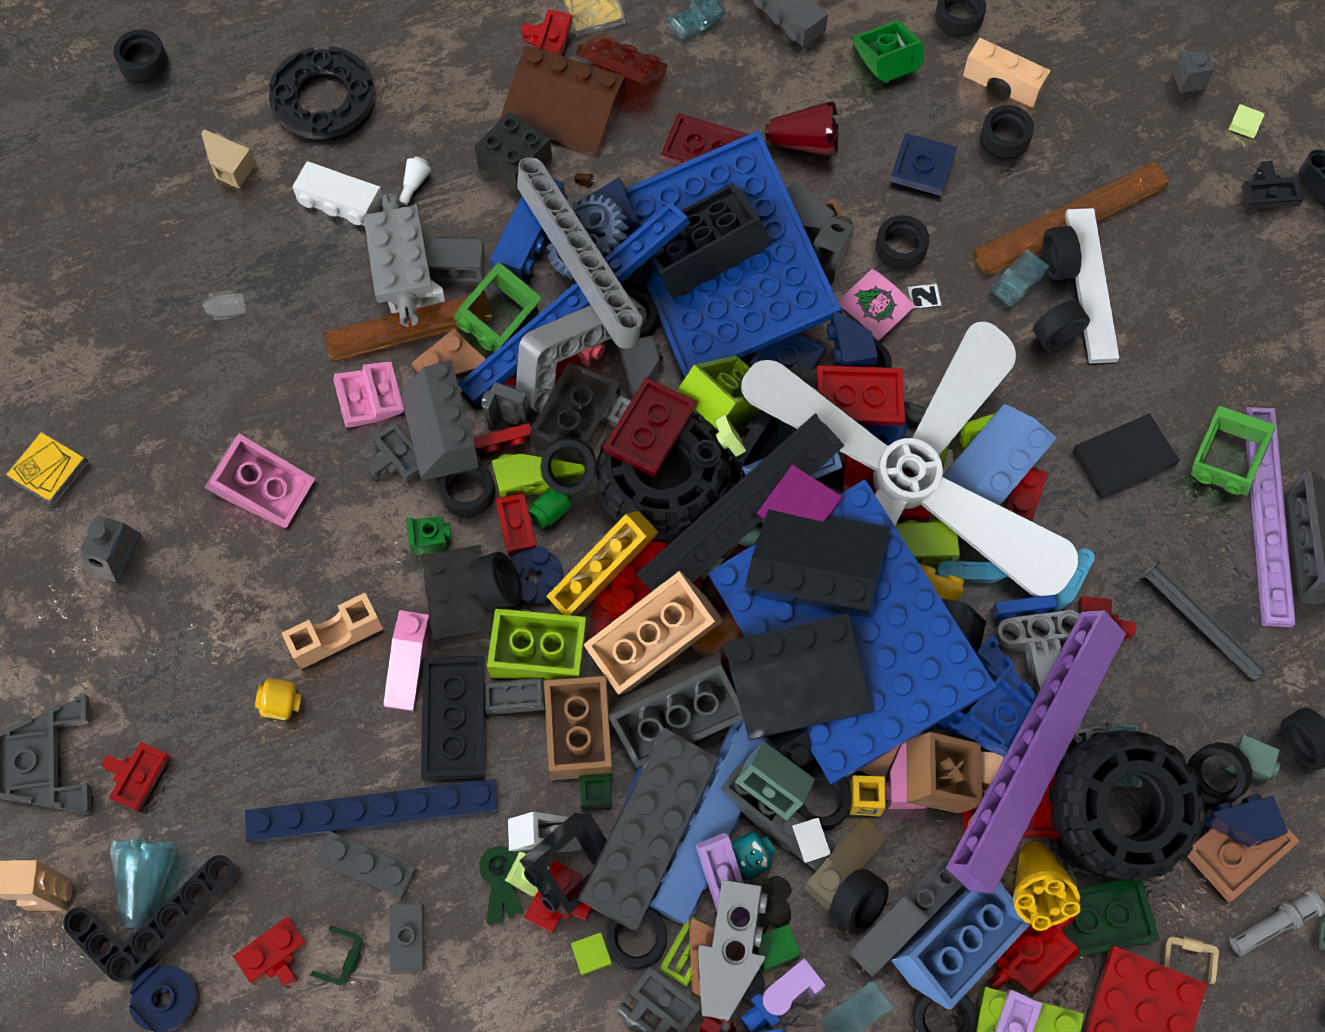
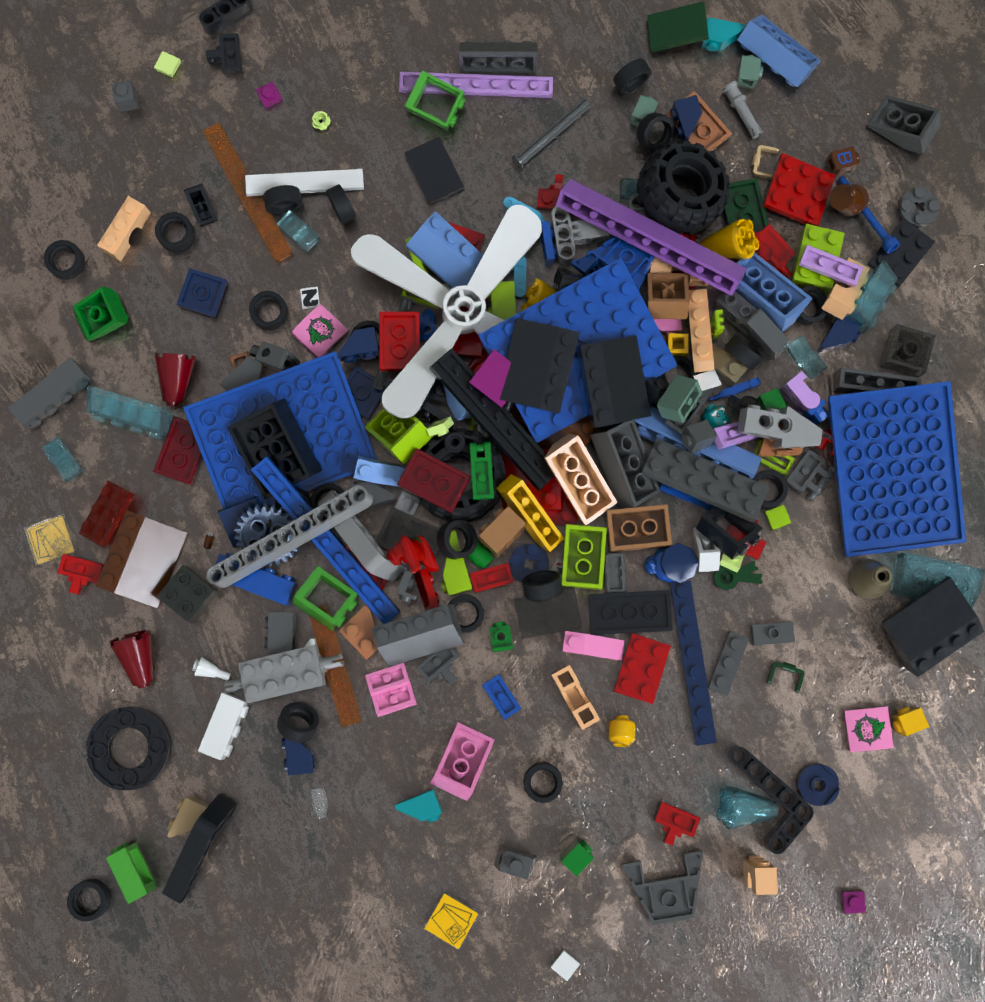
camera: 90 degrees left, 15 degrees up
(103, 625) = (577, 856): none -> green brick
(160, 79) = (131, 871): none -> bright green window
(189, 157) = (197, 846): none -> black beam
(202, 573) = (558, 782): none -> black tyre
(203, 429) = (422, 806): none -> teal slope
(272, 953) = (786, 718): red hinge -> none
(290, 280) = (298, 758): none -> dark blue slope
(344, 535) = (501, 697): none -> blue plate
(351, 274) = (296, 734): none -> black tyre
(369, 734) = (642, 668): none -> red plate
(435, 94) = (135, 656): none -> dark red cone
(521, 780) = (673, 563): none -> dark blue piece
(550, 399) = (412, 552): none -> red hair
(573, 520) = (502, 531): none -> medium nougat brick
(595, 791) = (678, 517): dark green plate -> none
(663, 487) = (481, 471): none -> green plate
(672, 359) = (377, 471): none -> light blue slope
(716, 812) = (698, 436): none -> dark grey brick
(755, 80) = (128, 412): none -> clear light blue slope
(801, 895) = (739, 388): none -> blue piece
(892, 830) = (700, 331): none -> light nougat brick
(909, 854) = (716, 324): none -> lime tile
(1049, 159) = (200, 204): none -> black slope
(1186, 299) = (320, 115): none -> yellowish green plate
(1217, 242) = (268, 94): none -> magenta plate

